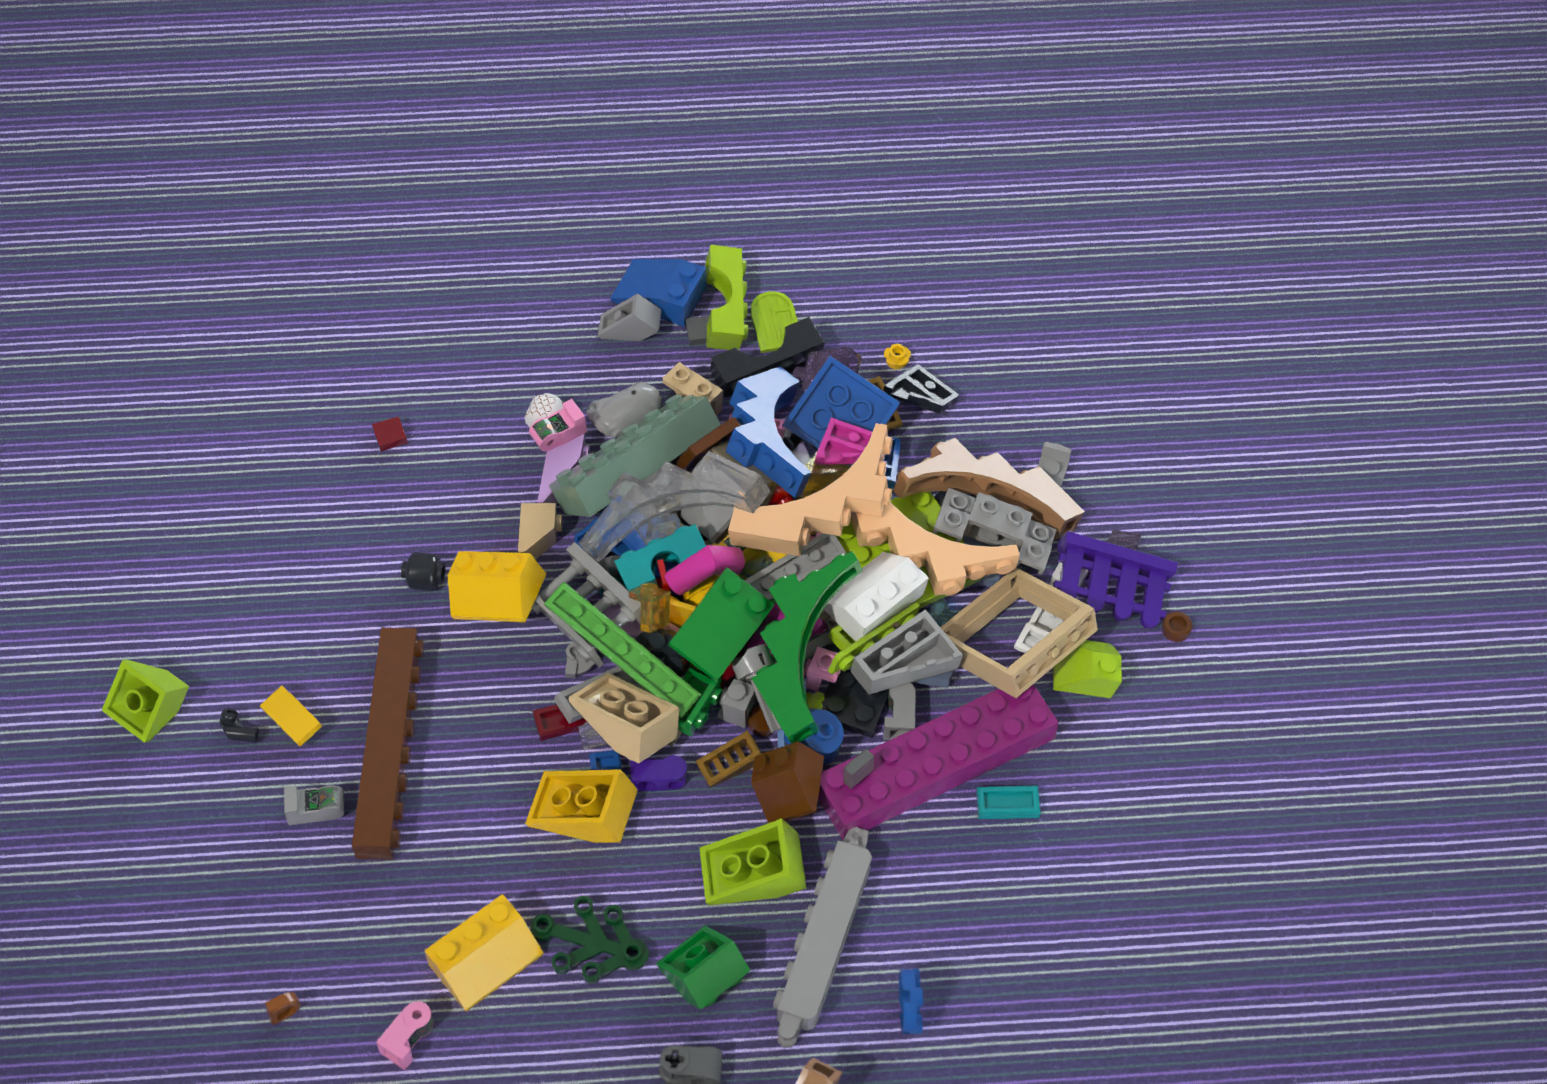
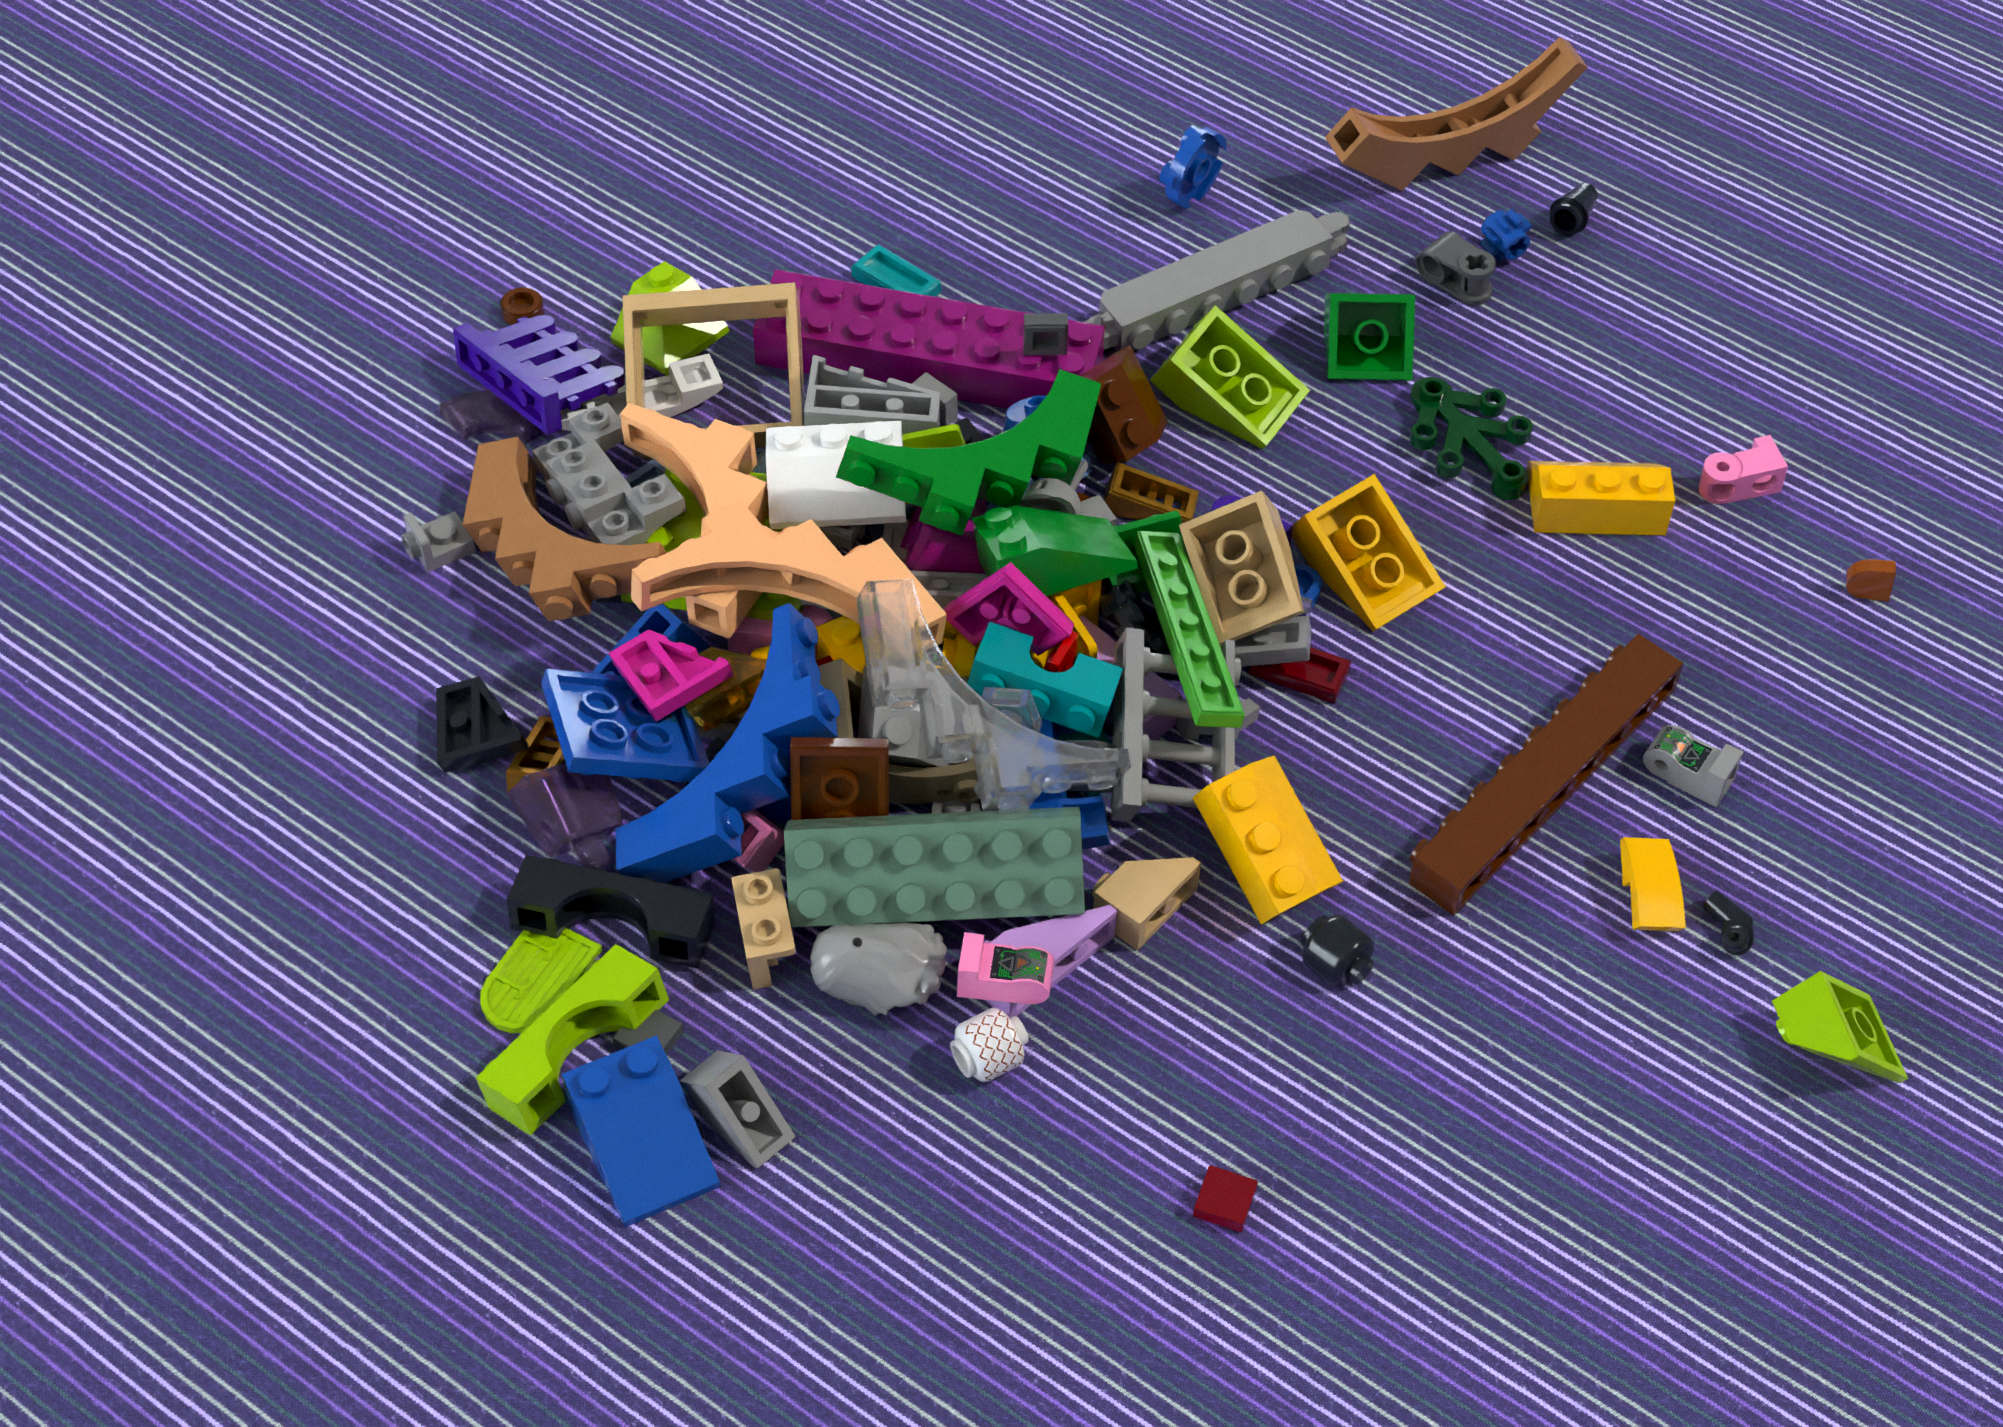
camera: 140 degrees left, 5 degrees down
(654, 606) = (1109, 629): clear yellow bracket -> none
(897, 361) = (447, 811): yellow plate -> none

